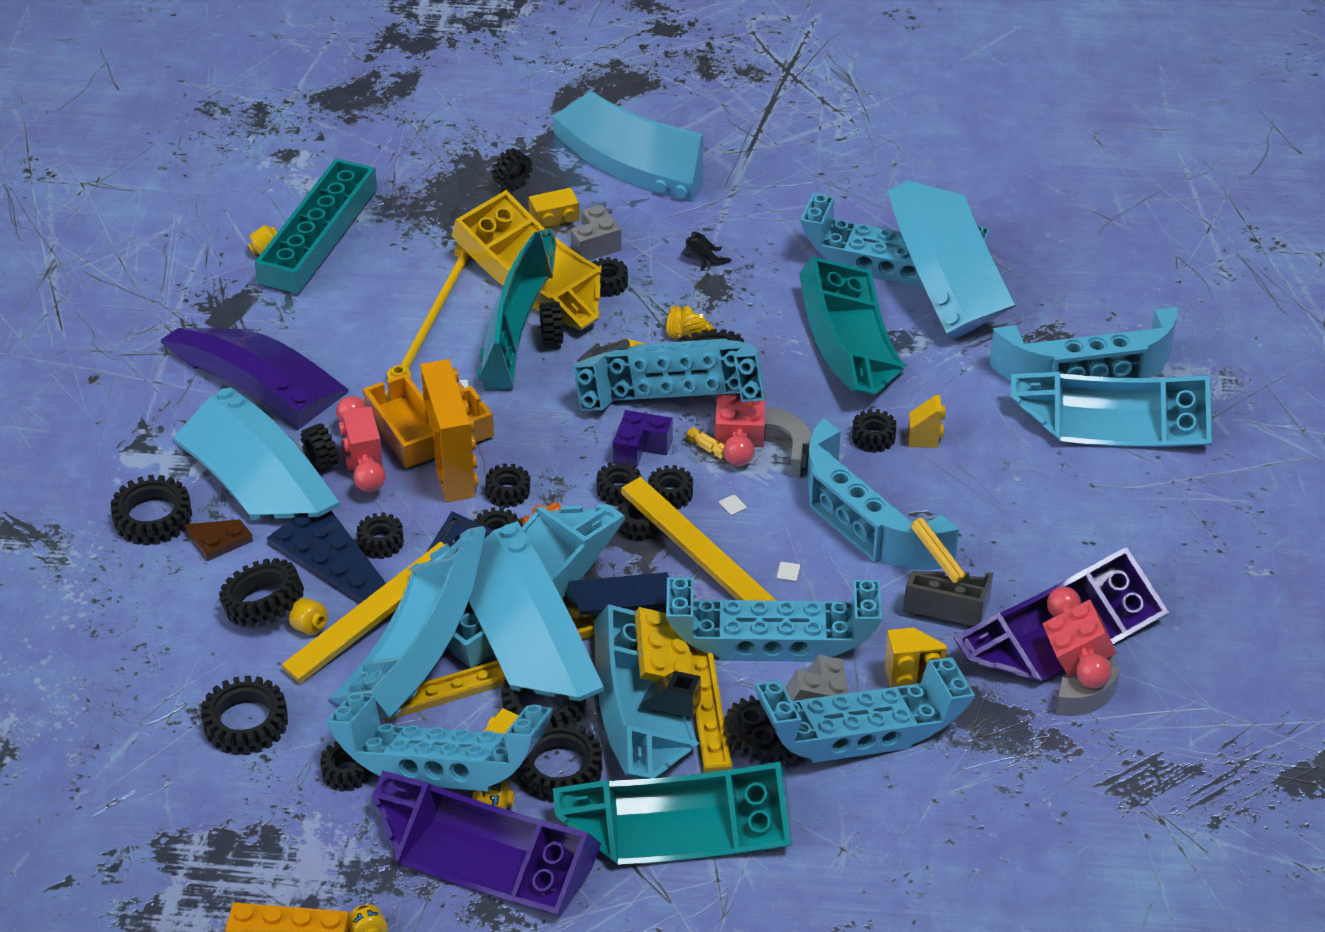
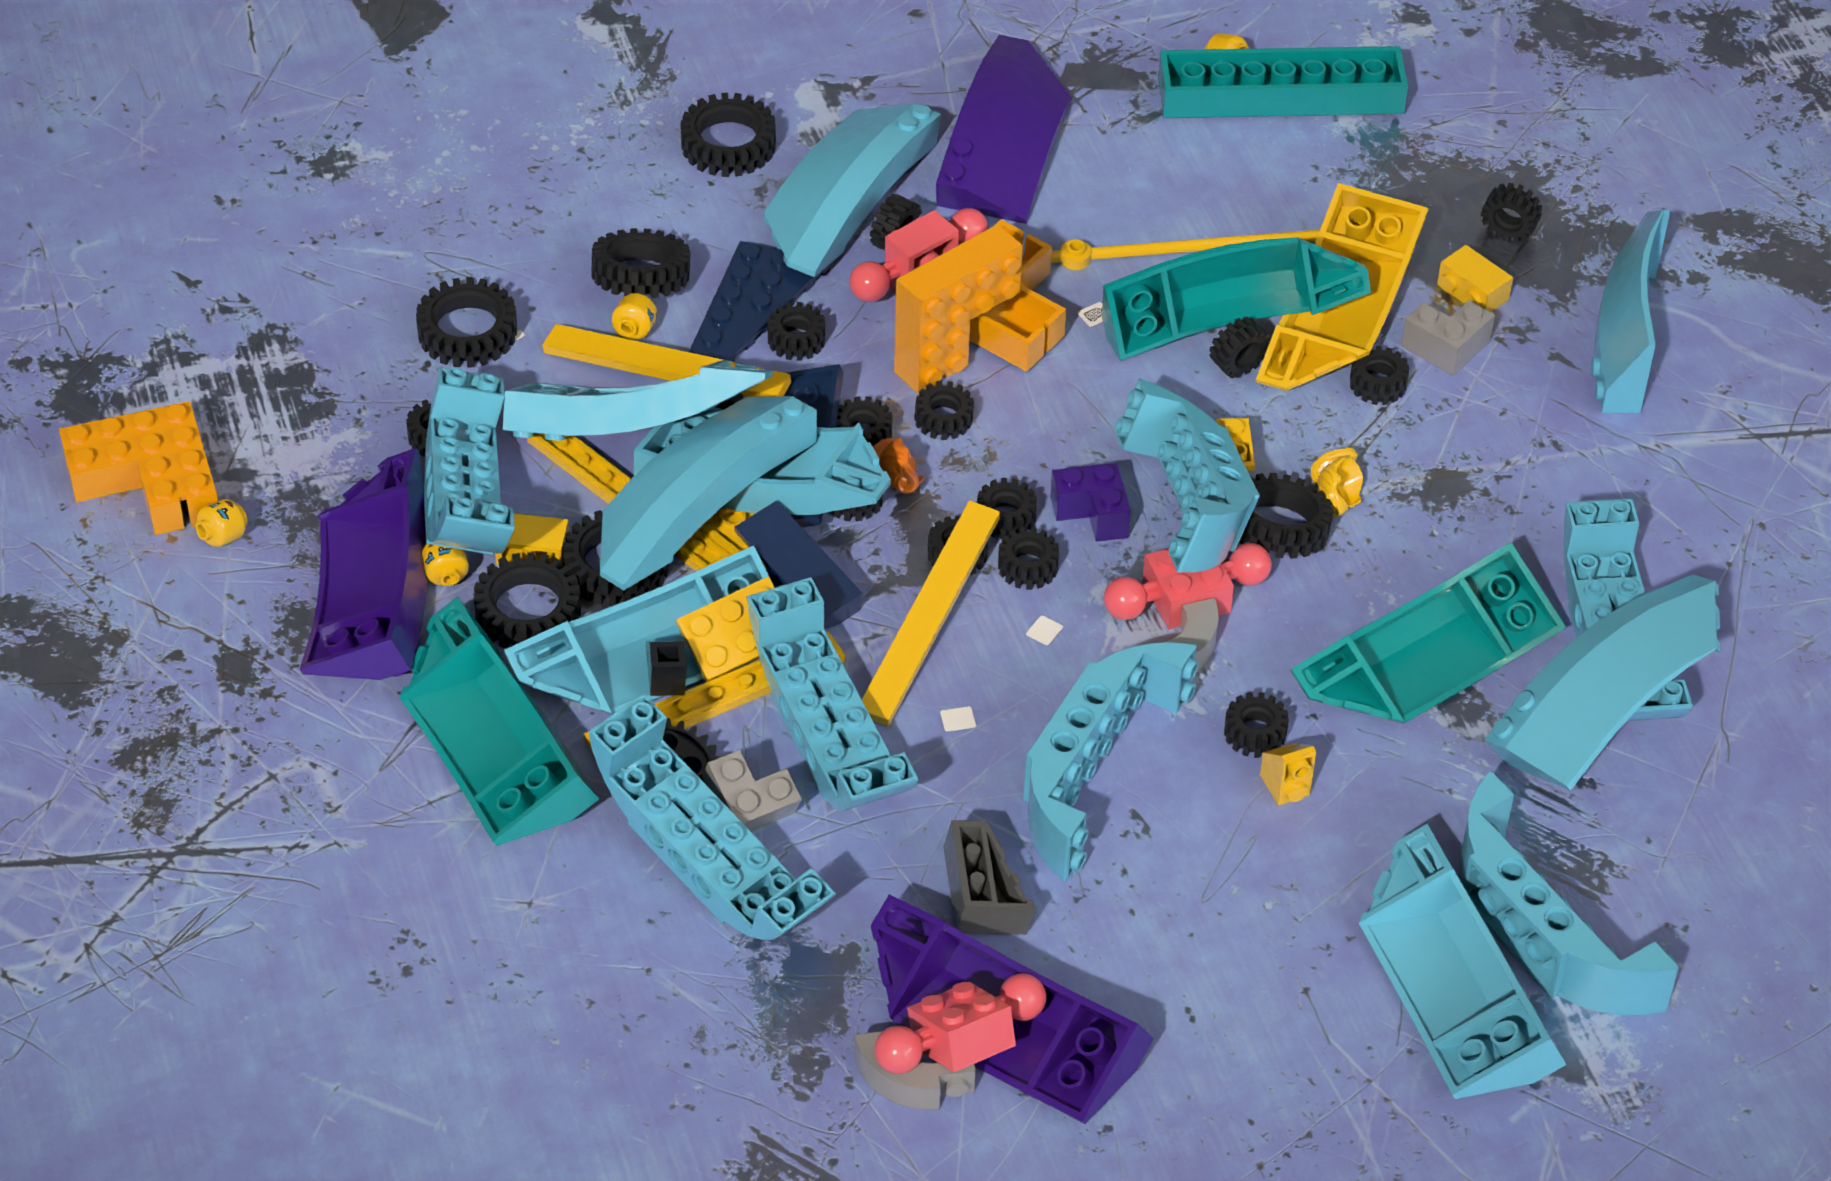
camera: 65 degrees right, 5 degrees up
(218, 537) = (723, 204): reddish brown wing -> none
(597, 349) = (1216, 409): flat silver piece -> none
(701, 249) = (1492, 443): black piece -> none
(705, 442) = (1135, 561): yellow axle -> none
(909, 654) = (839, 859): yellow slope -> none
(938, 550) = (1017, 827): yellow axle -> none

